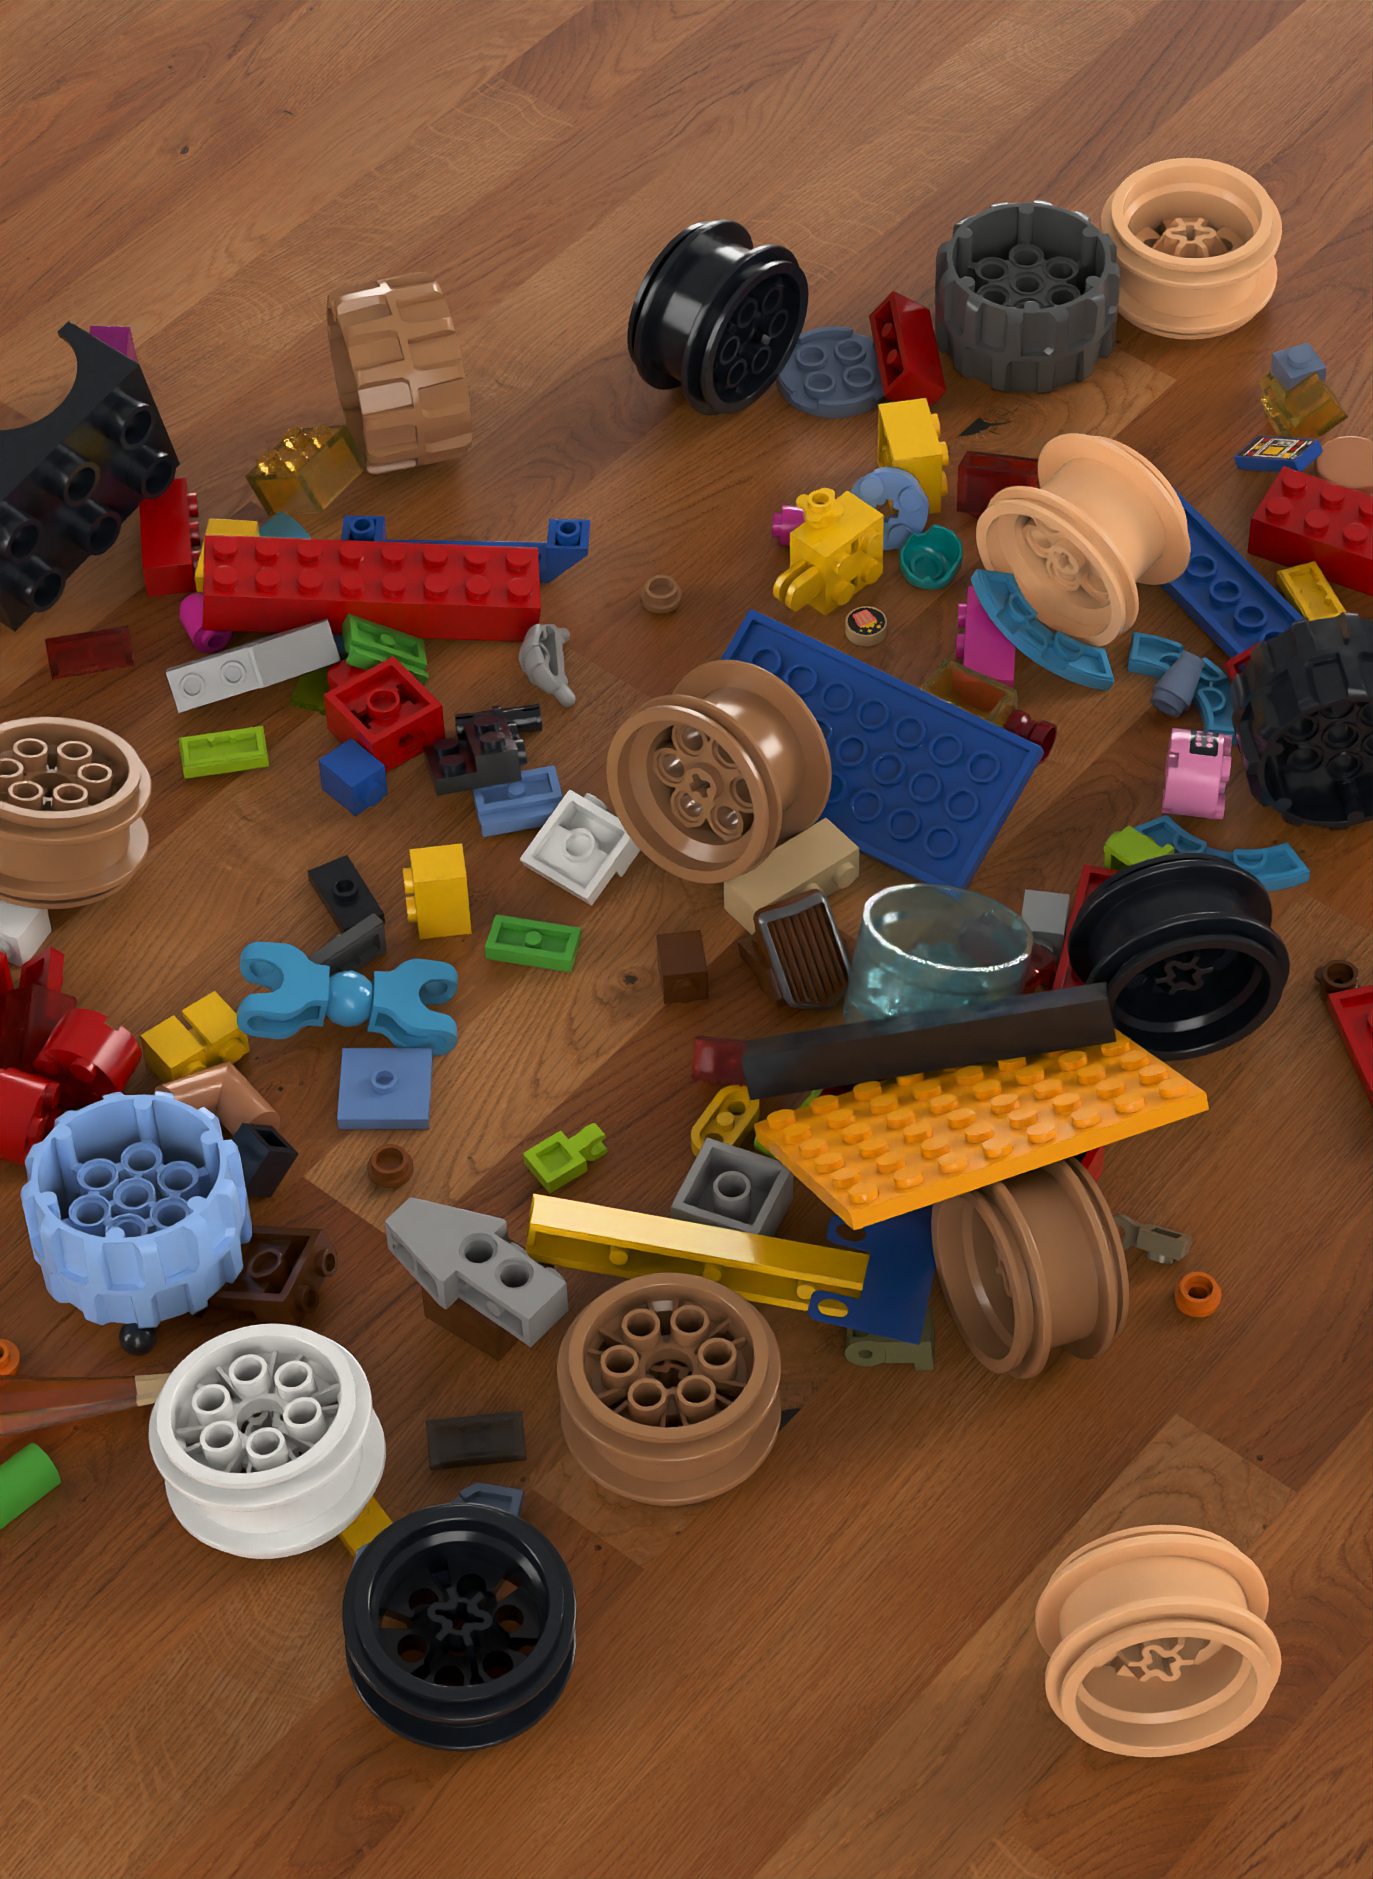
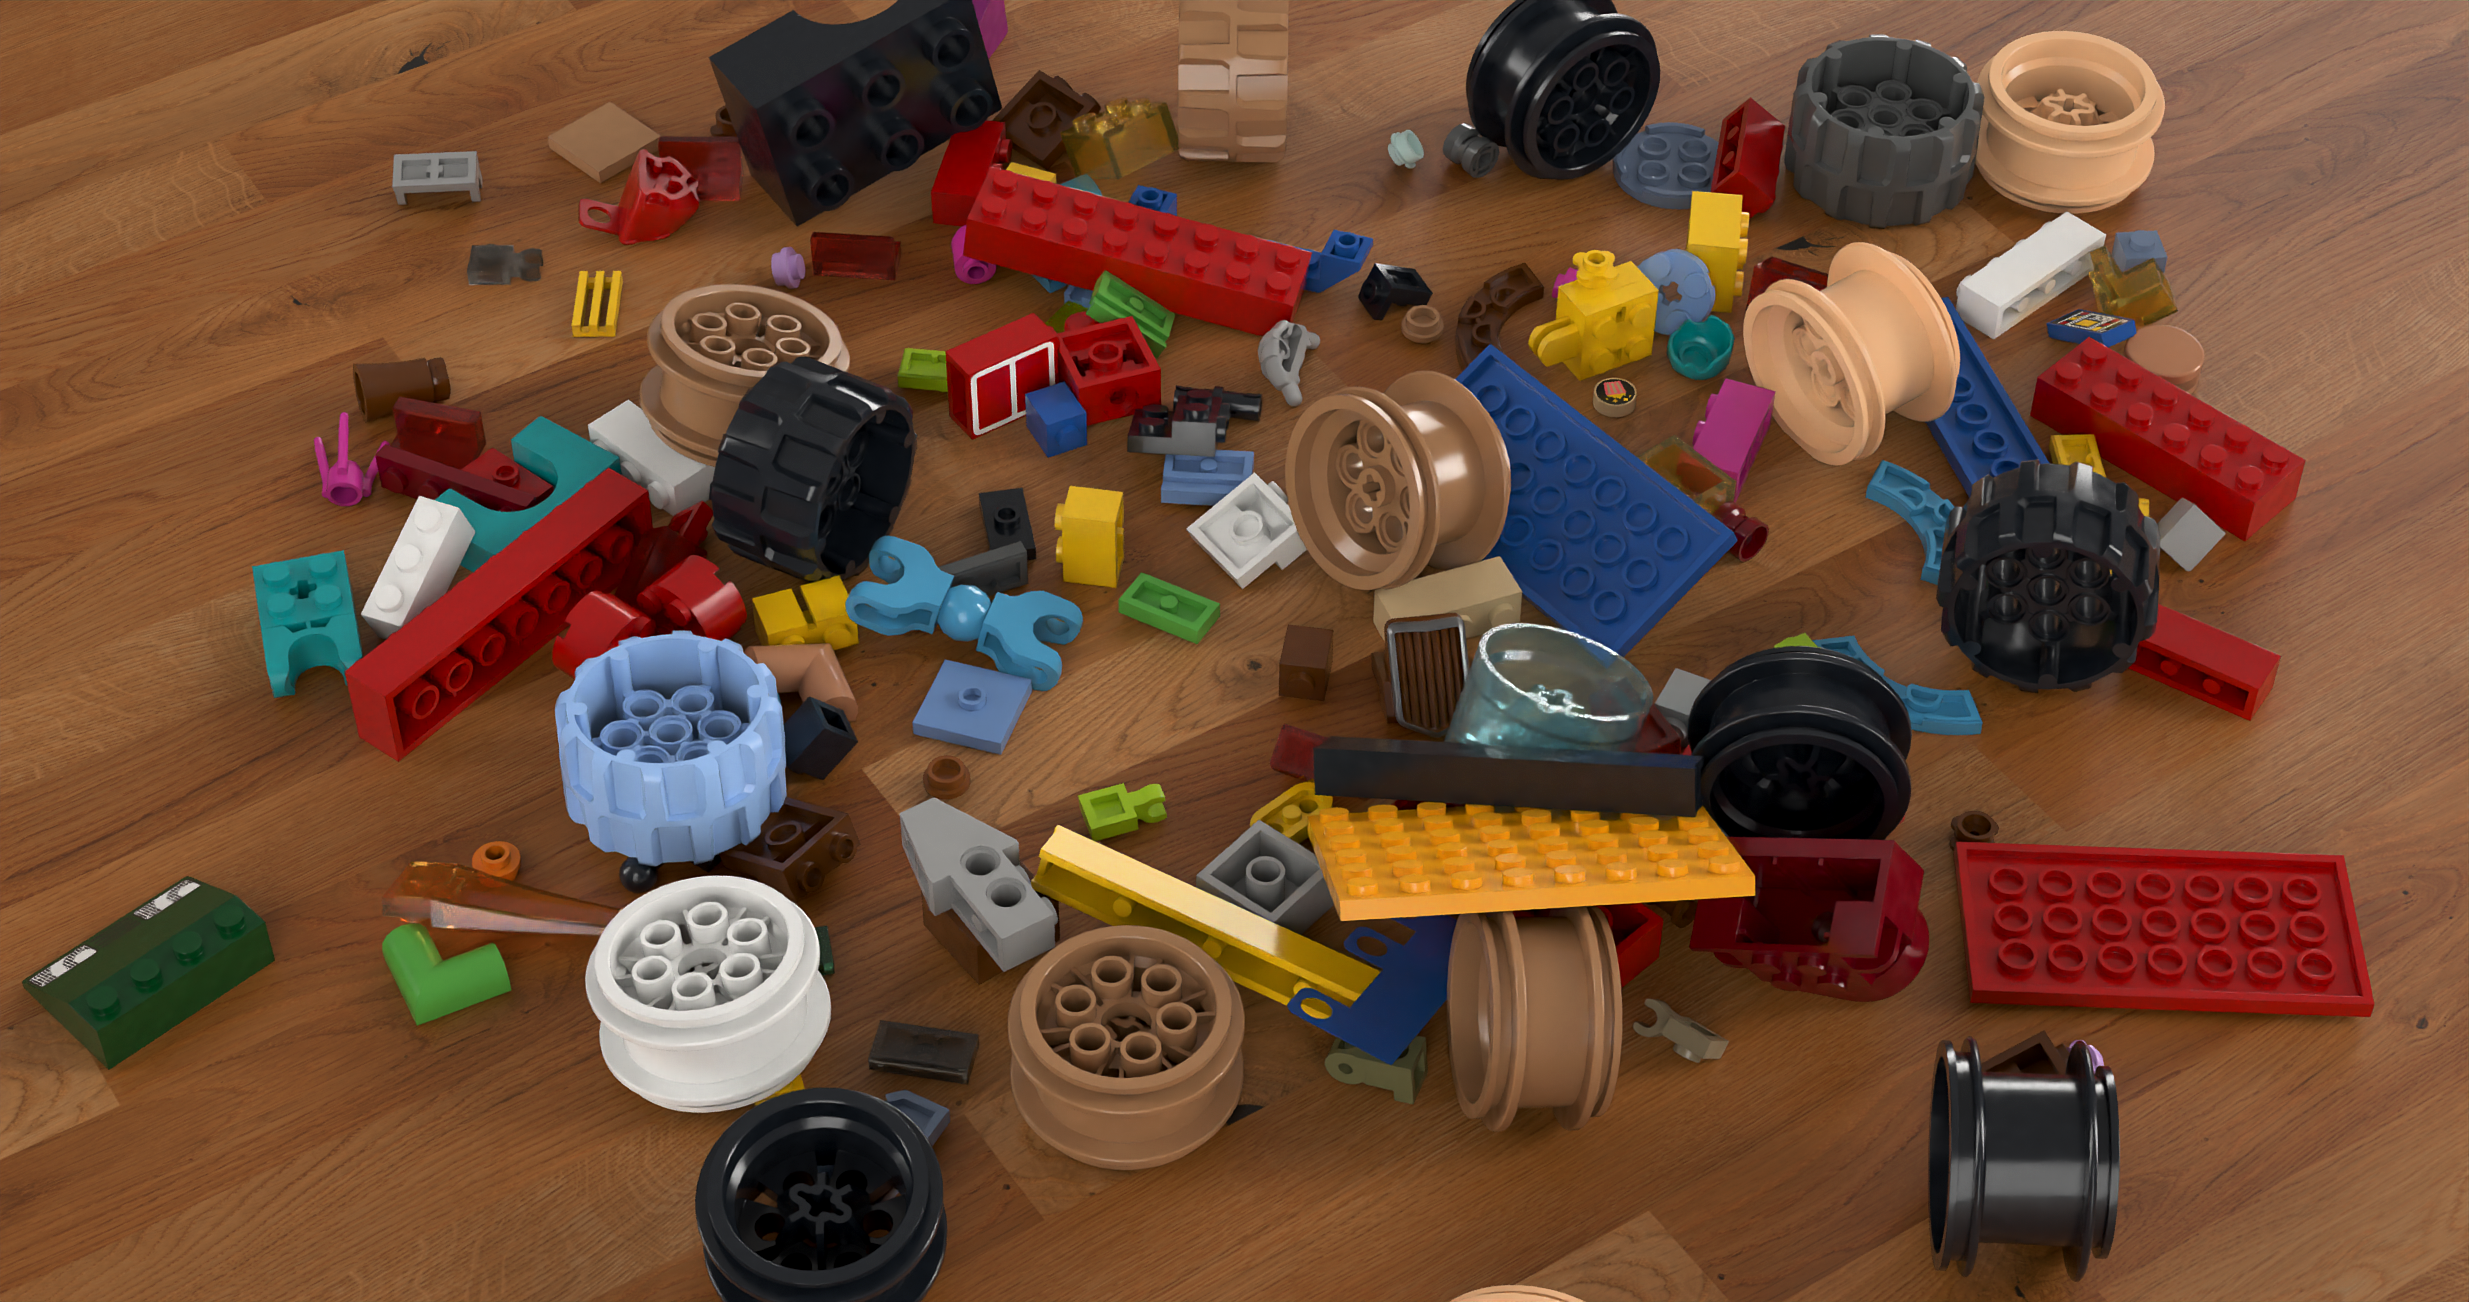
camera: 15 degrees right, 5 degrees down
(29, 679) = (787, 268): none -> lavender plate
(161, 895) = (812, 470): none -> black wheel
(218, 459) = (1040, 114): none -> reddish brown plate
(252, 665) = (997, 297): light grey brick -> none
(284, 745) = (996, 371): none -> red brick
(578, 414) = (1405, 149): none -> light aqua plate
(620, 561) = (1392, 285): none -> black bracket
(644, 402) = (1474, 152): none -> dark grey wheel
(715, 570) = (1490, 309): none -> reddish brown tile
(1017, 622) = (1795, 460): dark azure tile -> none
(1177, 686) = (1907, 518): sand blue cone -> none
(1196, 774) = (1893, 601): bright pink brick -> none
(1200, 1285) = (1712, 1088): orange plate -> none
(1203, 410) = (2028, 275): none -> white brick
(1272, 1068) = (1822, 917): none -> dark red brick

